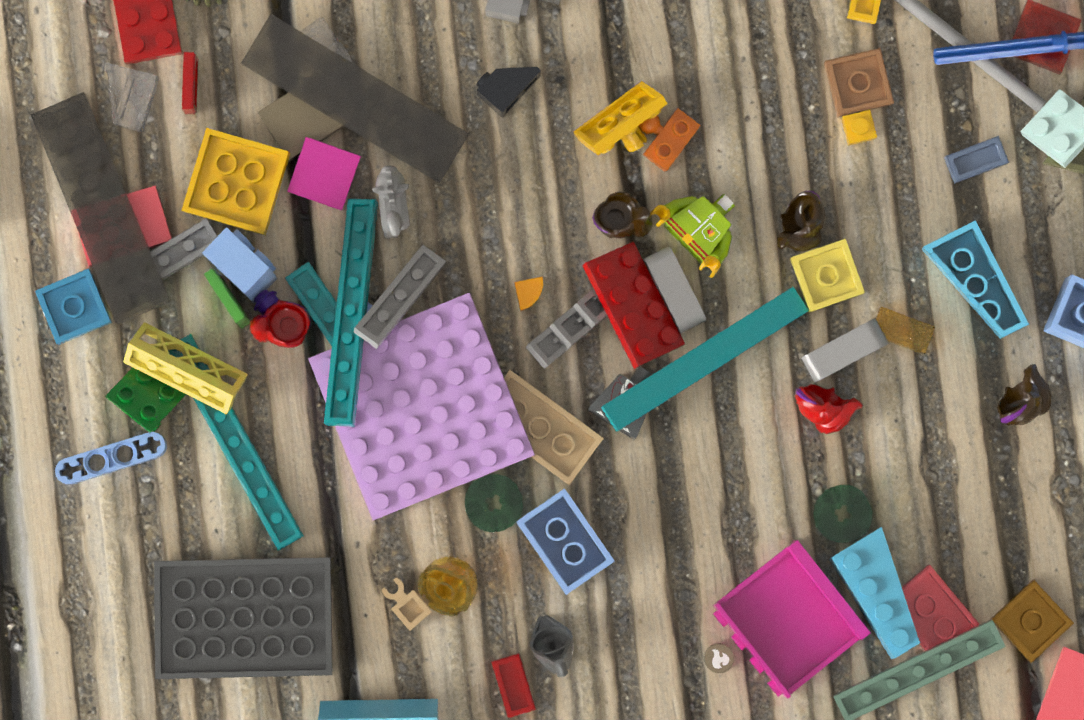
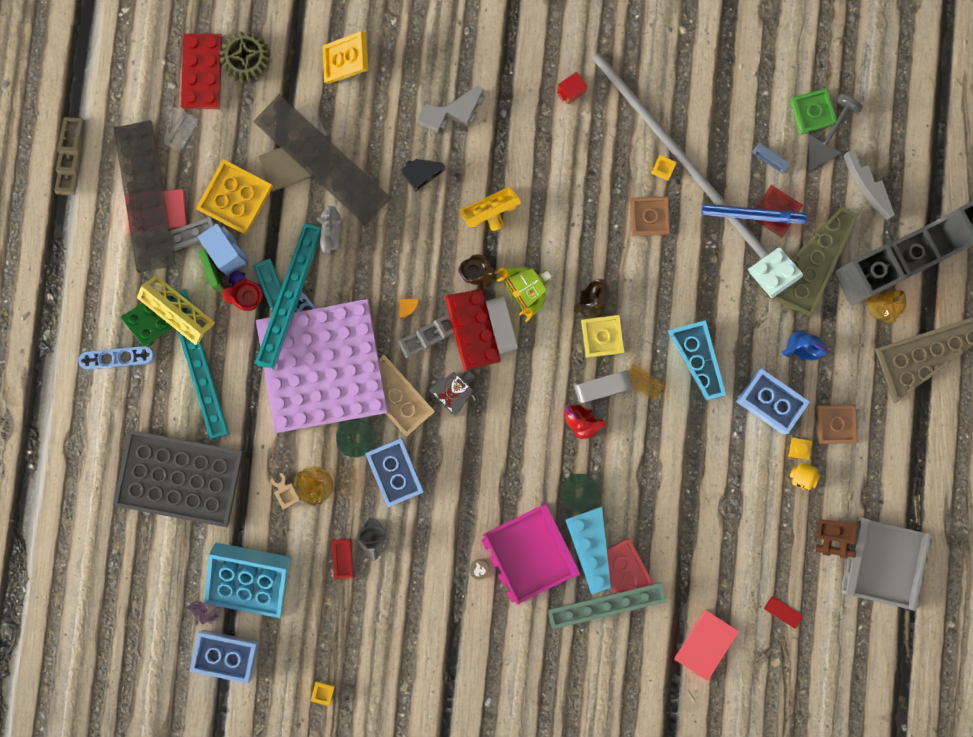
camera: 20 degrees right, 0 degrees up
(73, 306) = (113, 255): dark azure plate -> none
(190, 83) = (219, 128): red tile -> none
(324, 173) = (292, 203): dark pink tile -> none
(399, 296) = (322, 292): light grey plate -> none
(669, 138) = (519, 227): orange plate -> none
(704, 359) = (510, 373): teal tile -> none
(859, 127) = (643, 245): yellow plate -> none
(976, 159) = (715, 281): sand blue tile -> none
(1026, 399) = (714, 444): dark brown hair -> none
(1032, 621) = (688, 588): pearl gold tile -> none

